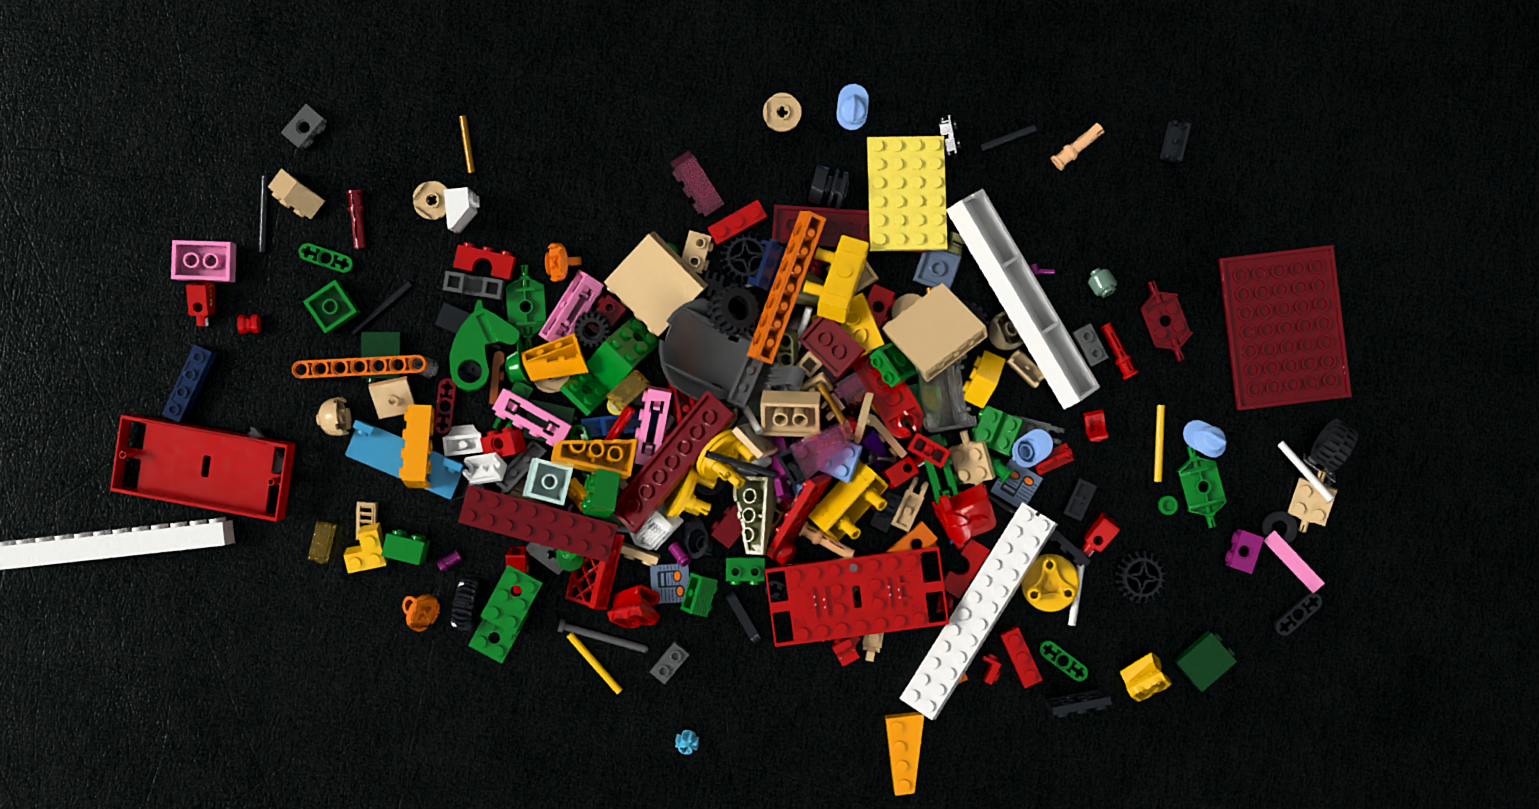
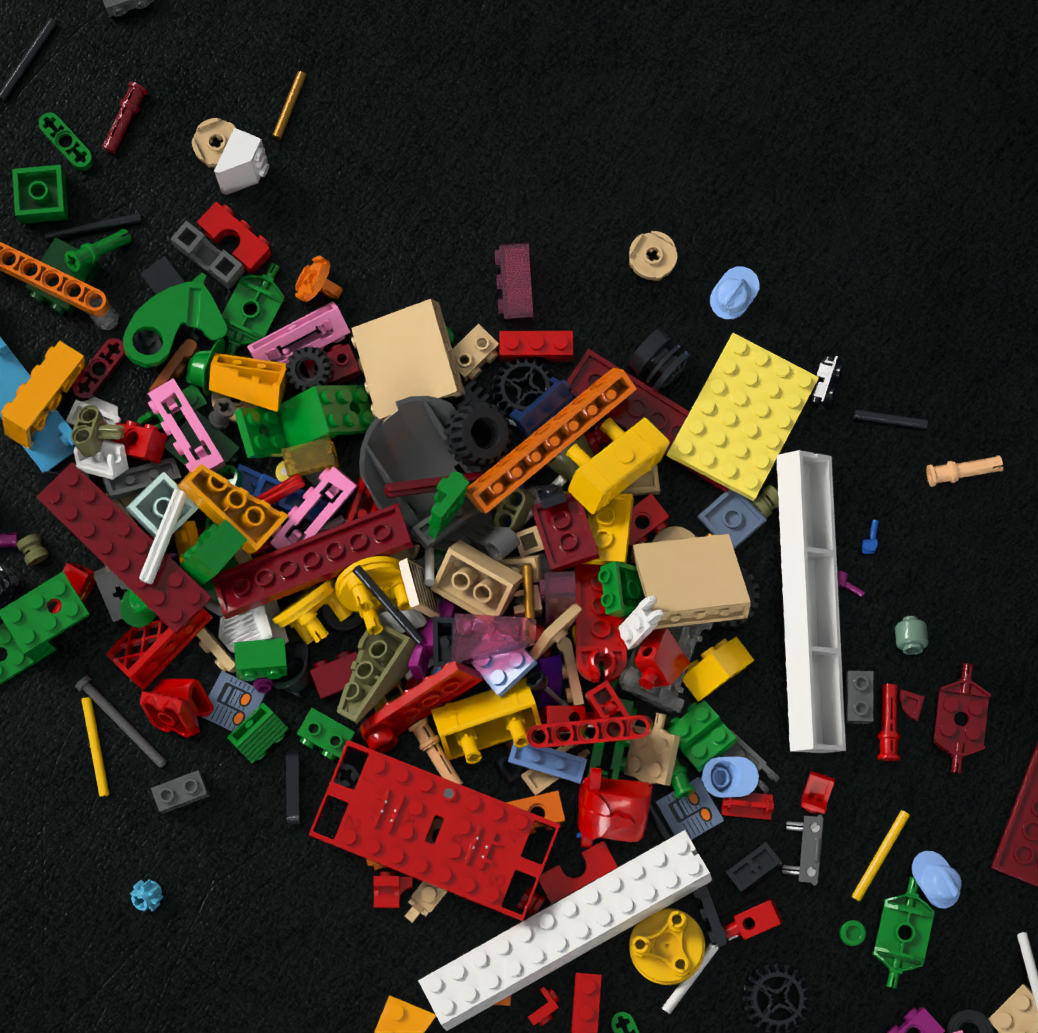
camera: 30 degrees right, 10 degrees down
(293, 193) = (72, 52): tan brick -> none
(391, 396) = (46, 324): tan plate -> none
(392, 331) = (90, 252): none -> green pin
(469, 454) = (92, 429): none -> olive beam
(474, 555) = (33, 549): none -> olive wheel
(549, 392) = (222, 412): none -> dark grey bush
(561, 501) = (163, 536): none -> white axle
(673, 546) = (260, 659): none -> green brick
(724, 361) = (422, 486): none -> dark red axle
(740, 368) = (448, 501): none -> green plate
(808, 325) = (551, 495): none -> black plate
(906, 505) = (549, 762): none -> medium blue plate
(919, 382) = (640, 622): none -> white hinge
(920, 482) = (578, 736): none -> red beam
(944, 398) = (660, 659): none -> red torso
(1003, 332) = (767, 628): dark tan cylinder -> none
(1025, 368) = (771, 684): tan hinge -> none
(1041, 234) = (869, 546): none -> blue hand
(1111, 466) = (810, 849): none -> dark grey piece
(1126, 329) = (911, 704): none -> dark red tile

